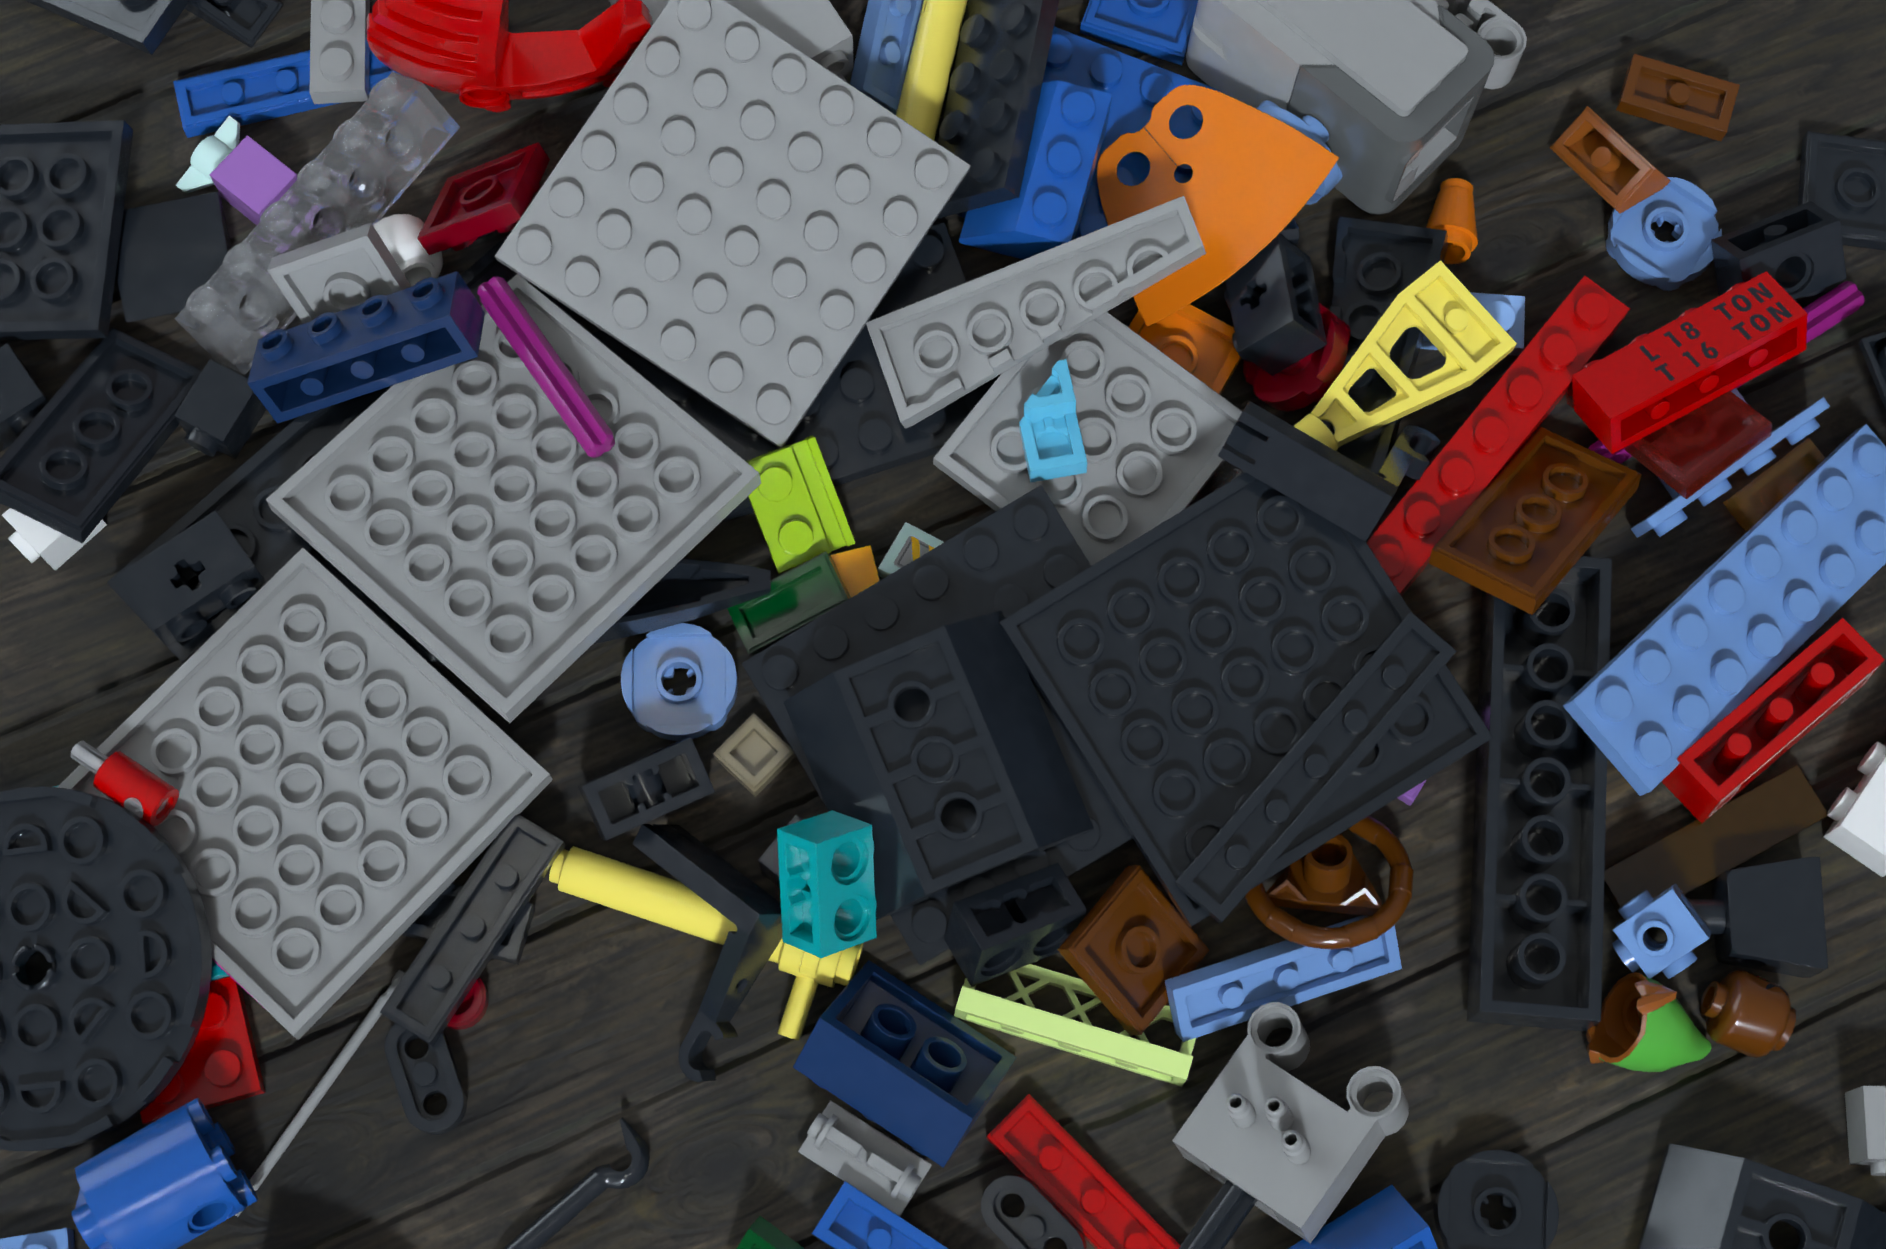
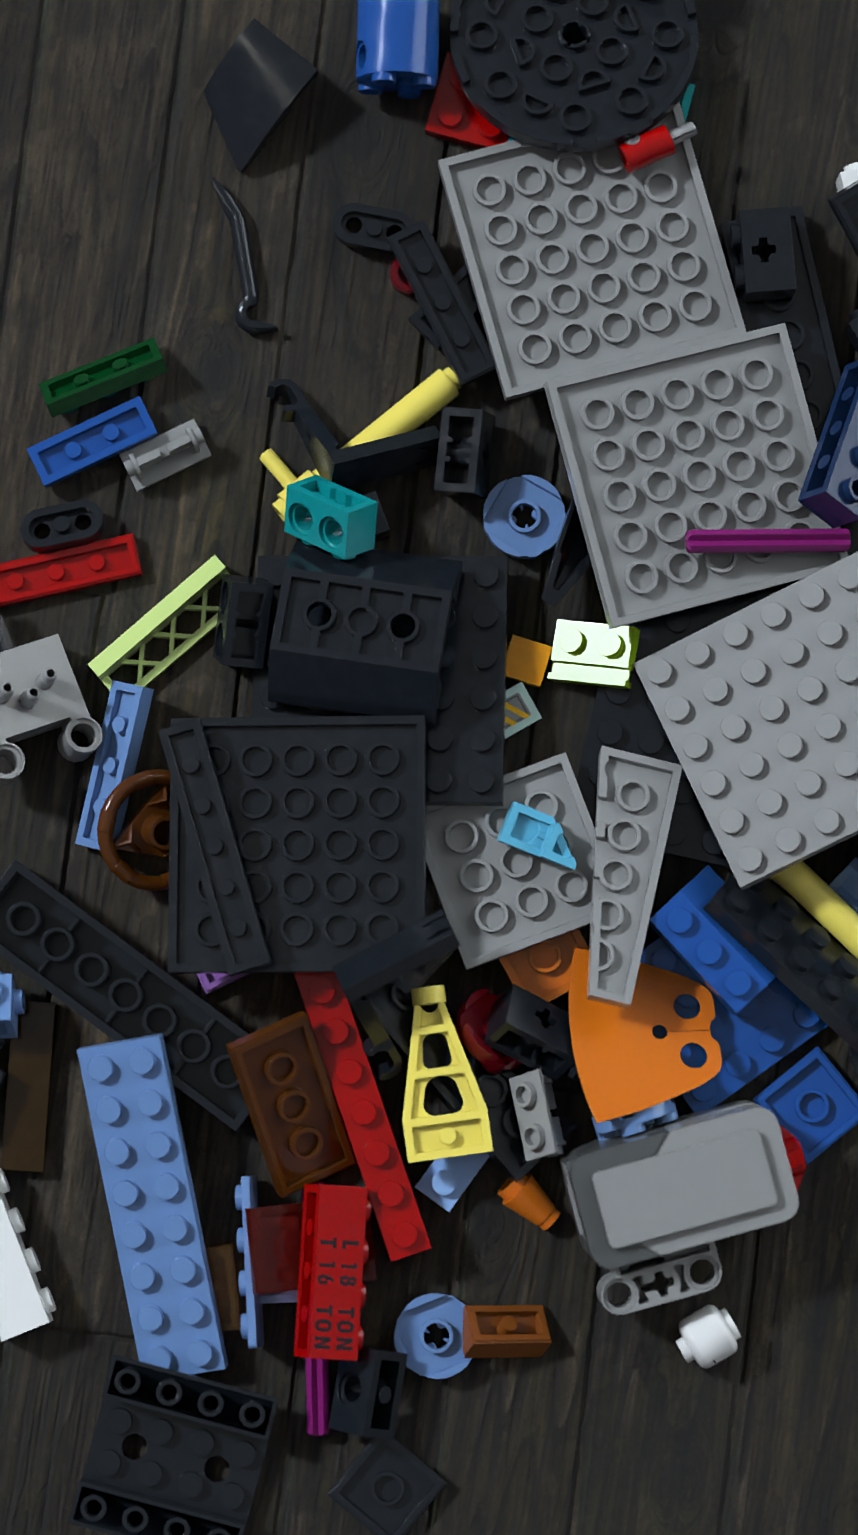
camera: 125 degrees right, 10 degrees up
(323, 1086) = (409, 172): light grey piece -> none
(754, 754) = (451, 535): dark tan tile -> none
(792, 603) = (530, 616): dark green tile -> none
(904, 1062) = (205, 511): dark blue slope -> none
(1130, 948) = (184, 681): reddish brown tile -> none
(1364, 252) = (532, 1102): none -> light grey hinge
(1677, 97) = (523, 1411): reddish brown plate -> none
(1772, 720) = (76, 1168): red brick -> none

